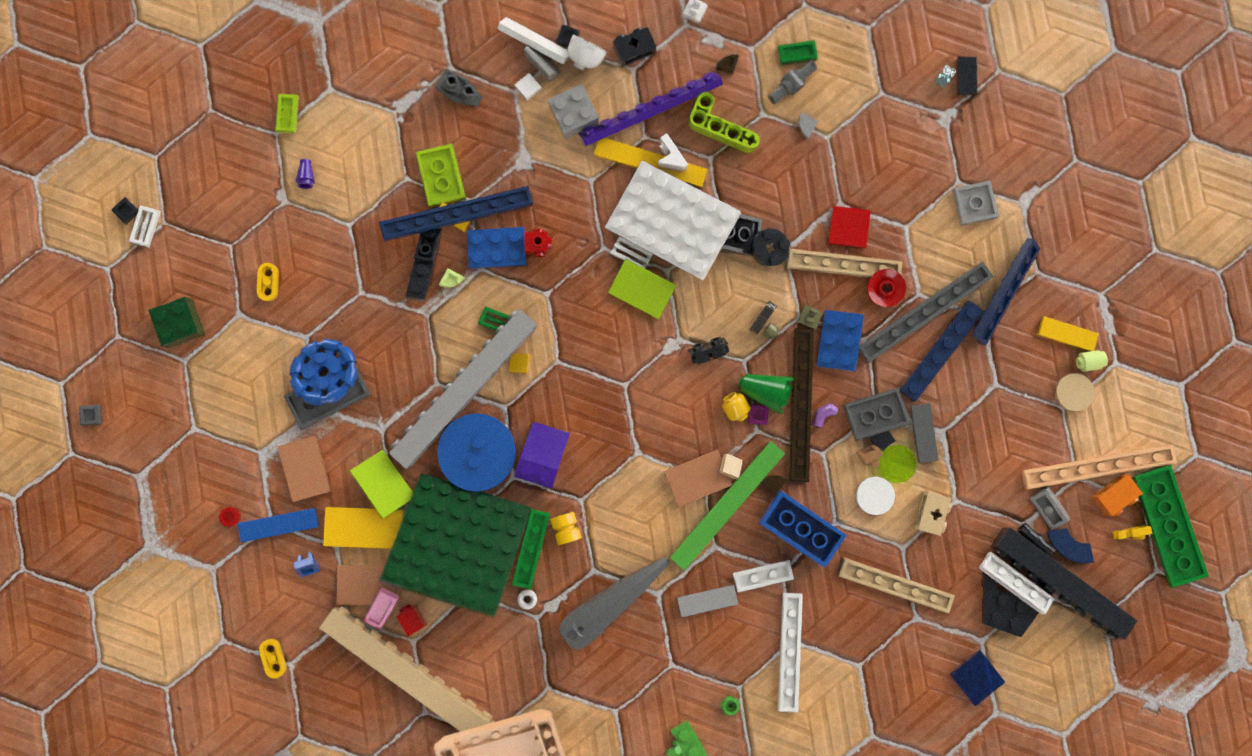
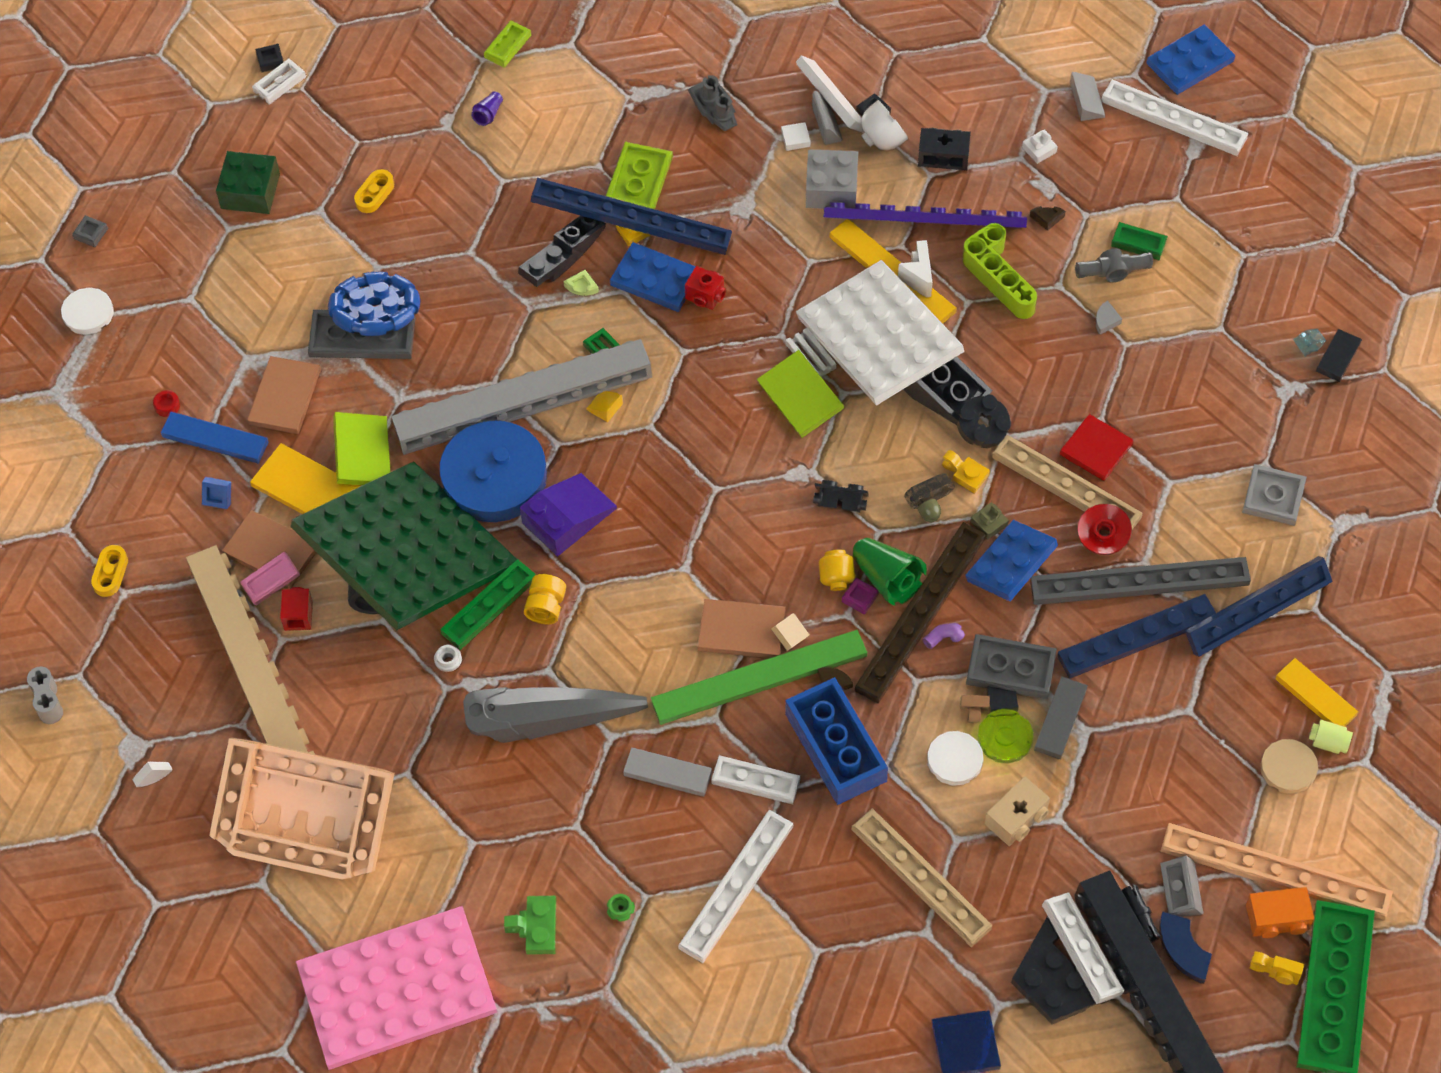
camera: 40 degrees right, 25 degrees down
(130, 477) = (87, 311): none -> white tile
(779, 289) = (967, 473): none -> yellow plate

